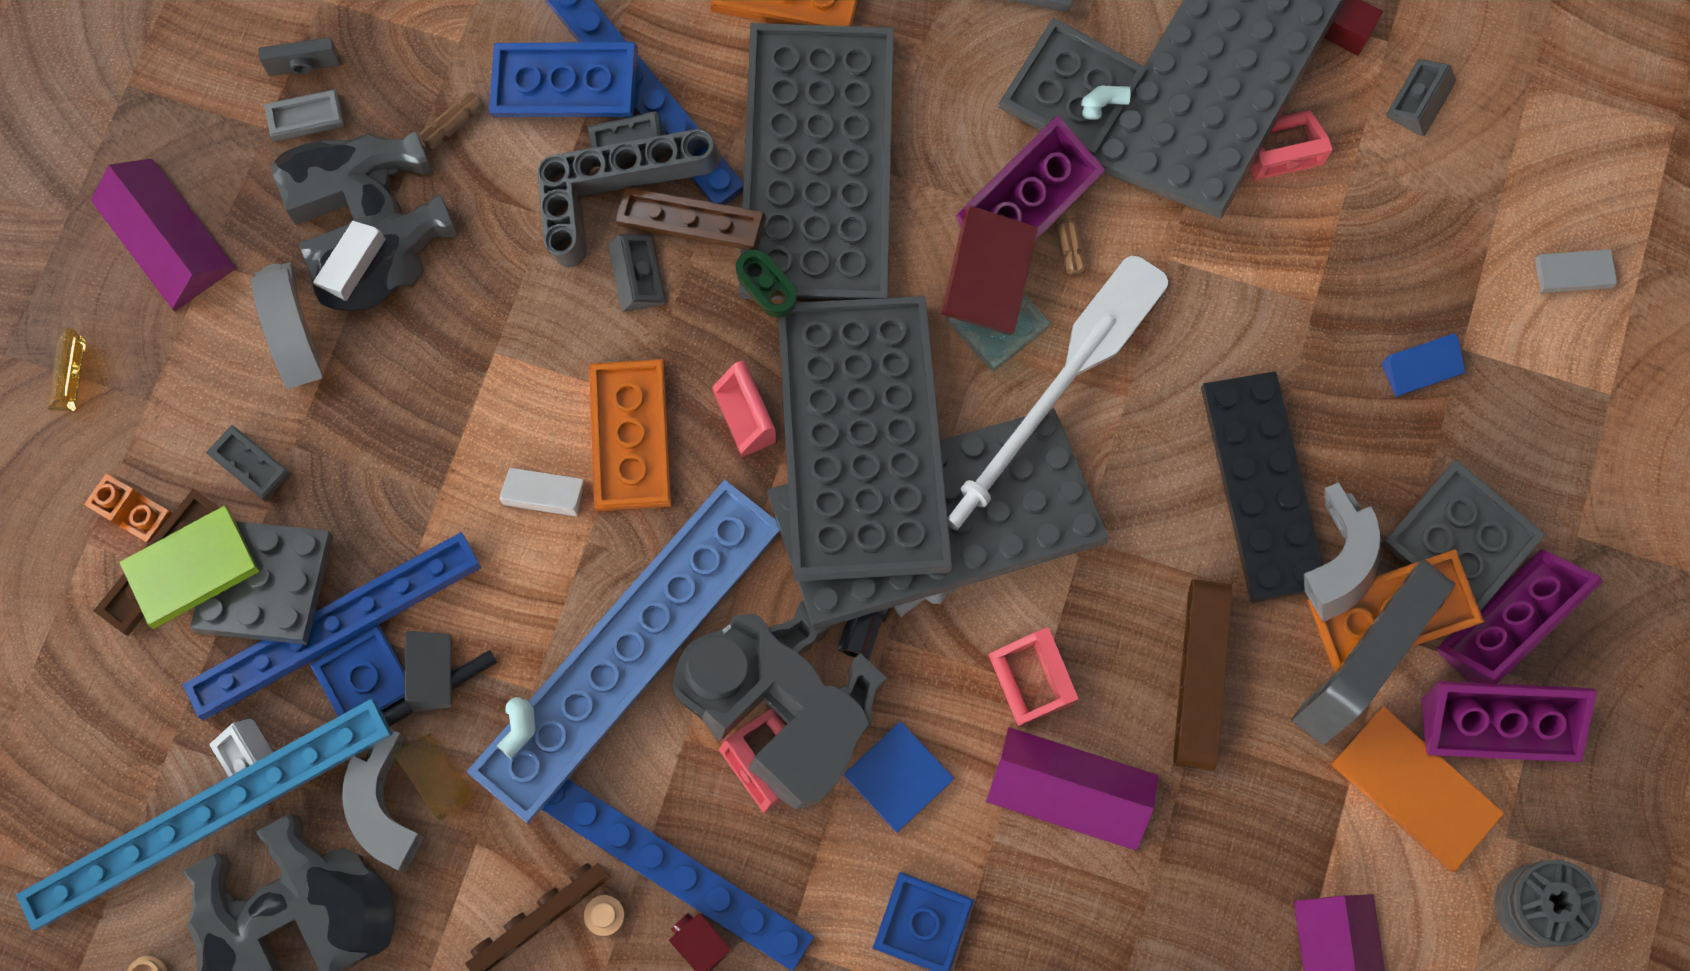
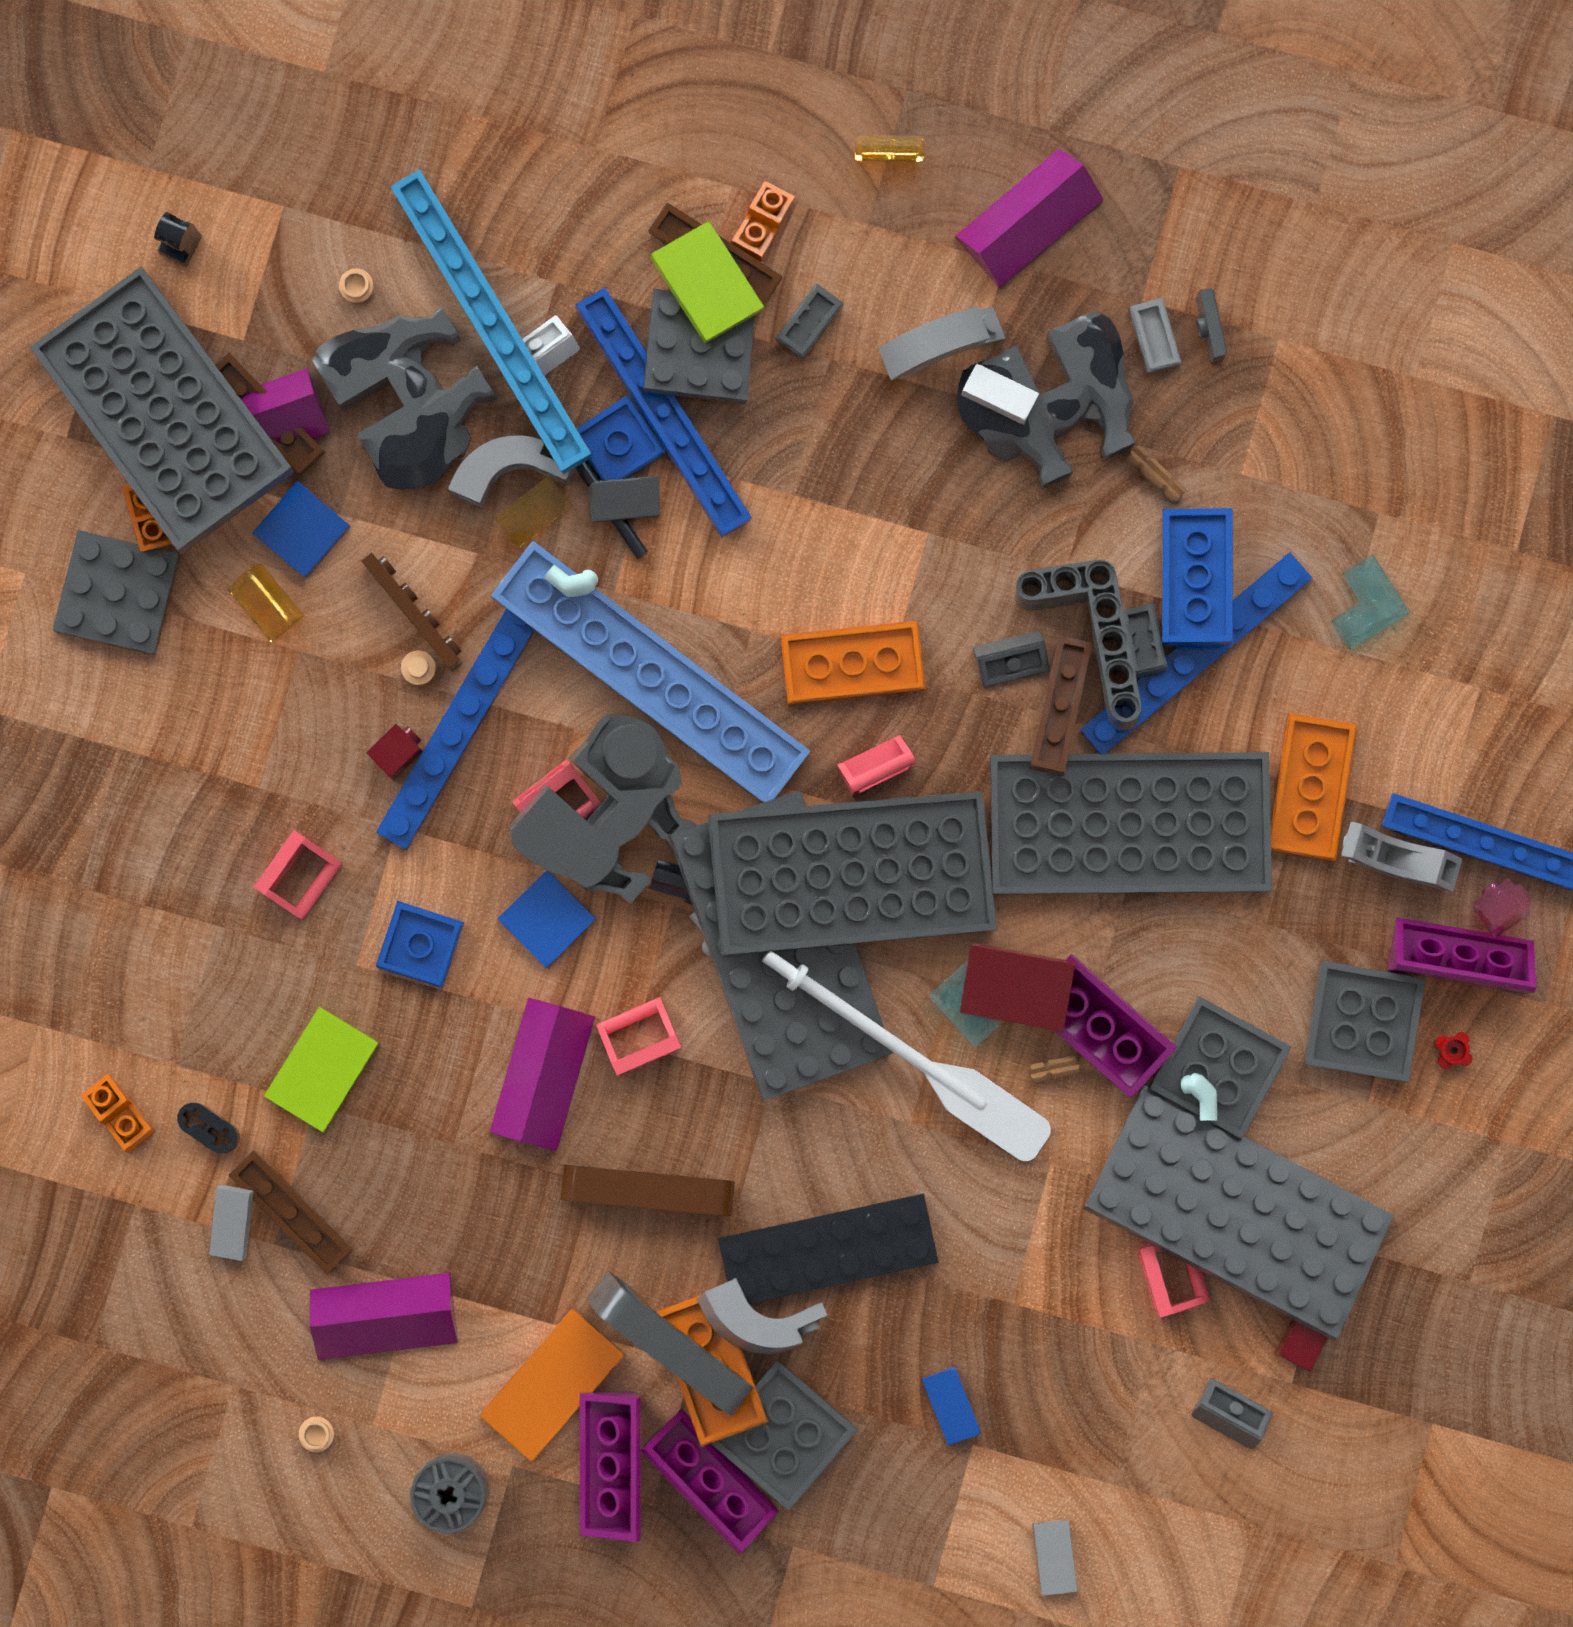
camera: 90 degrees right, 10 degrees up
(542, 492) = (795, 587): white slope -> none
(766, 285) = (997, 779): dark green plate -> none

